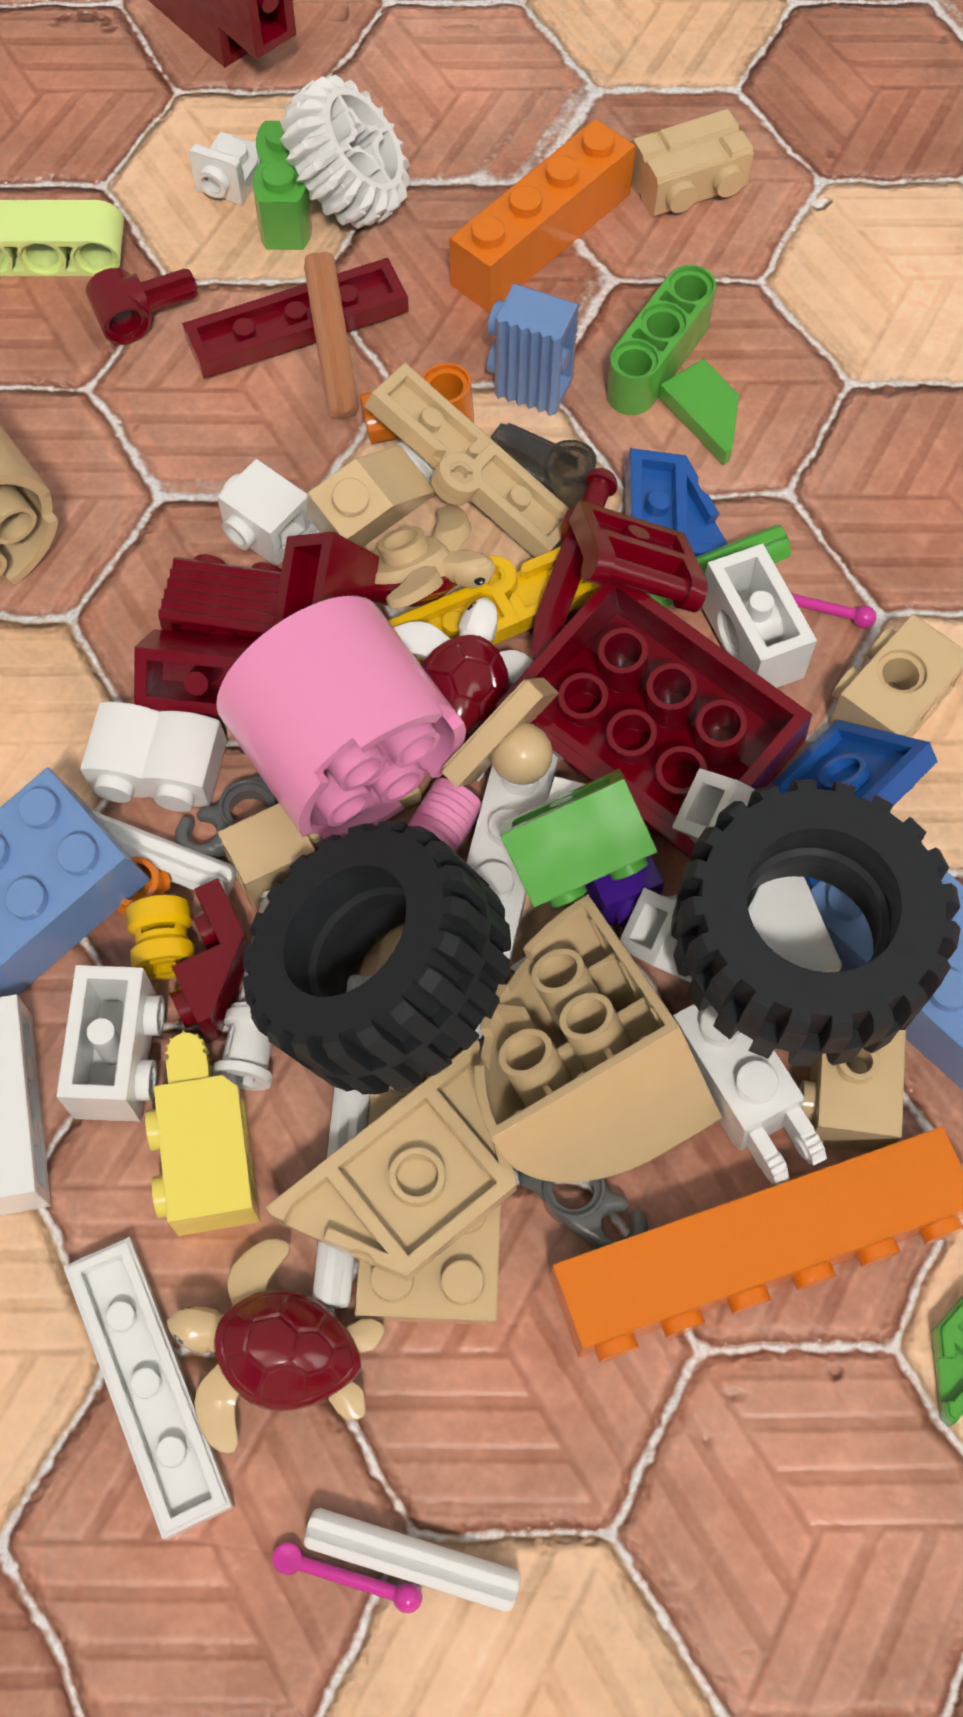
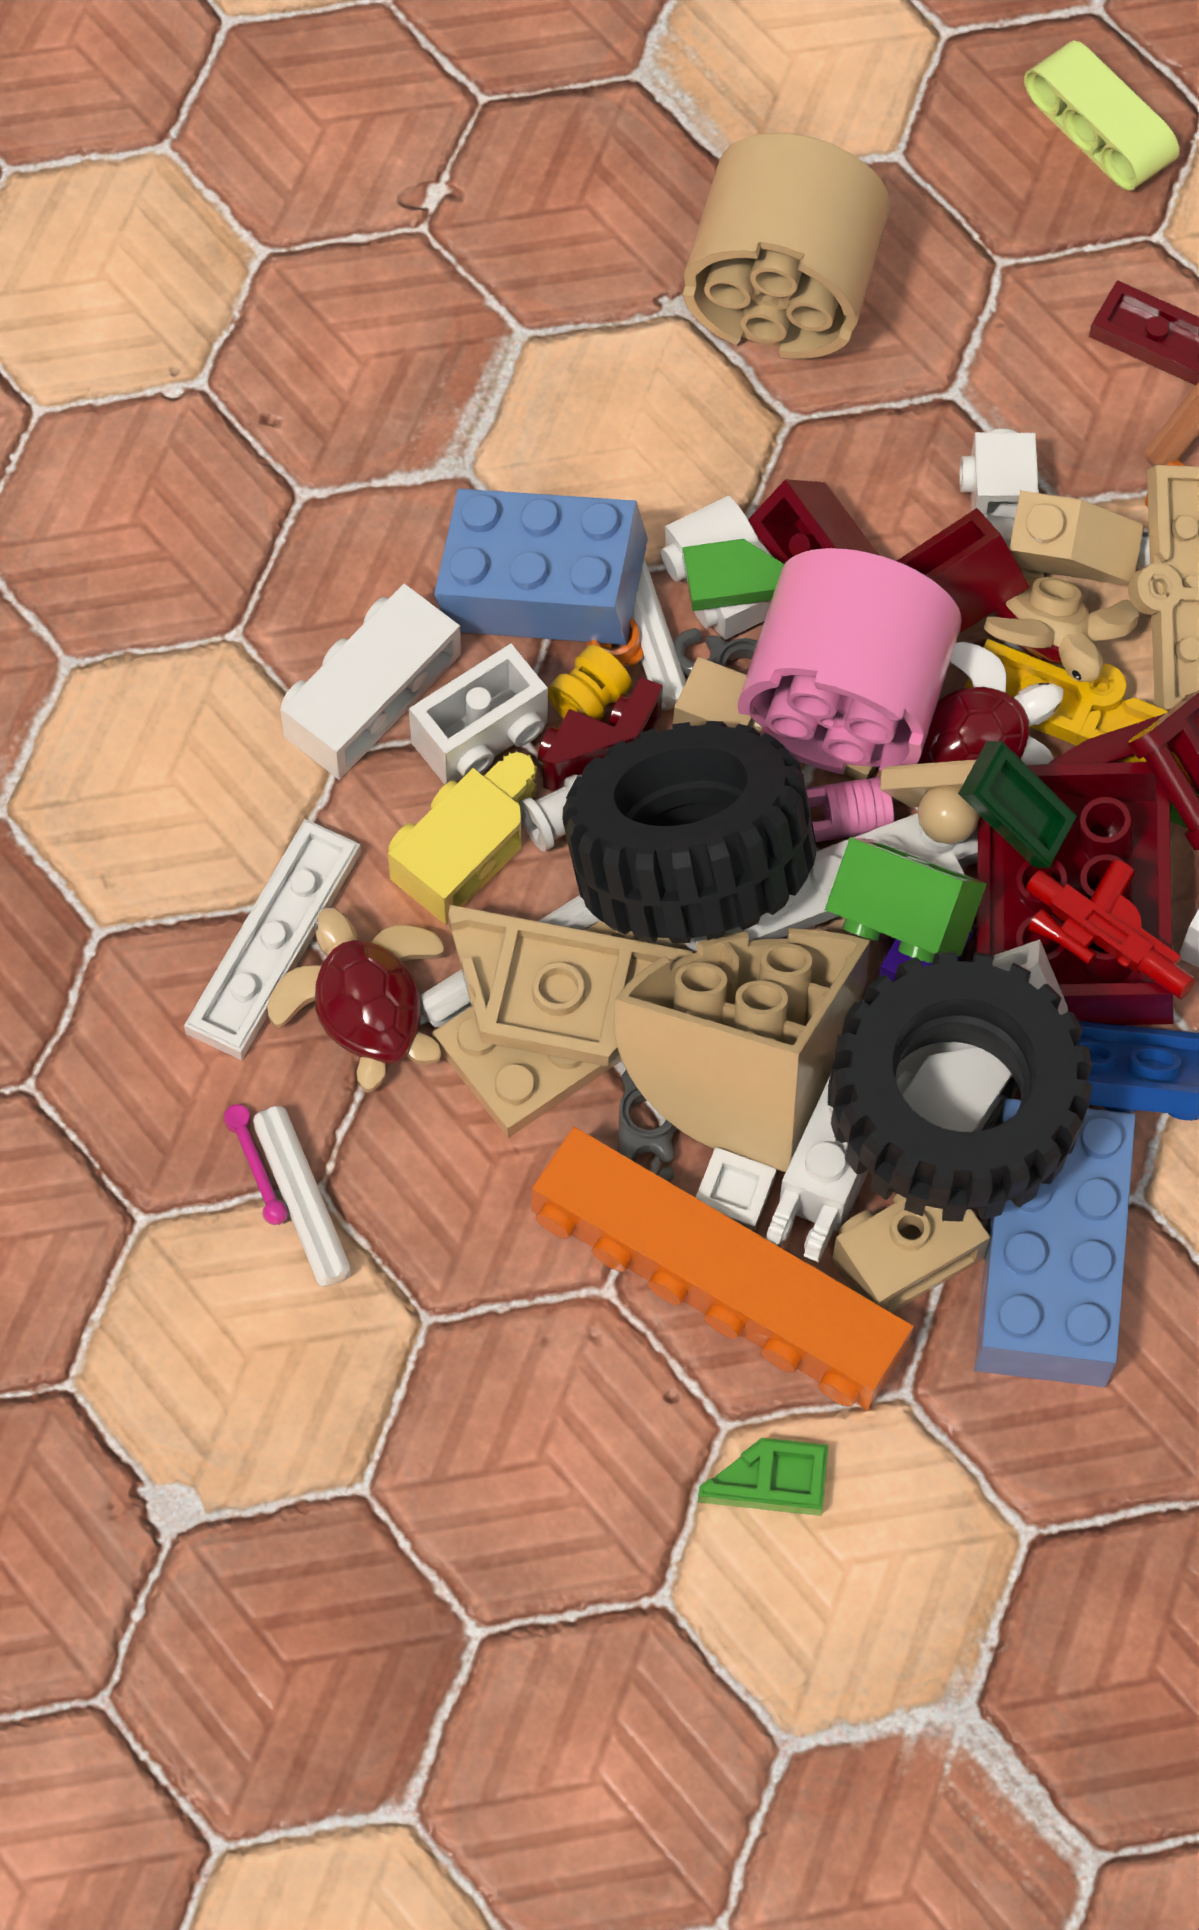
camera: 50 degrees right, 0 degrees up
(126, 304) = (1099, 223): dark red axle -> none
(173, 751) = (729, 574): none -> bright green tile
(219, 597) = (891, 503): dark red brick -> none
(573, 693) = (1017, 804): none -> dark green tile
(698, 1173) = (737, 1187): none -> white plate
(719, 711) = (1109, 923): none -> red piece

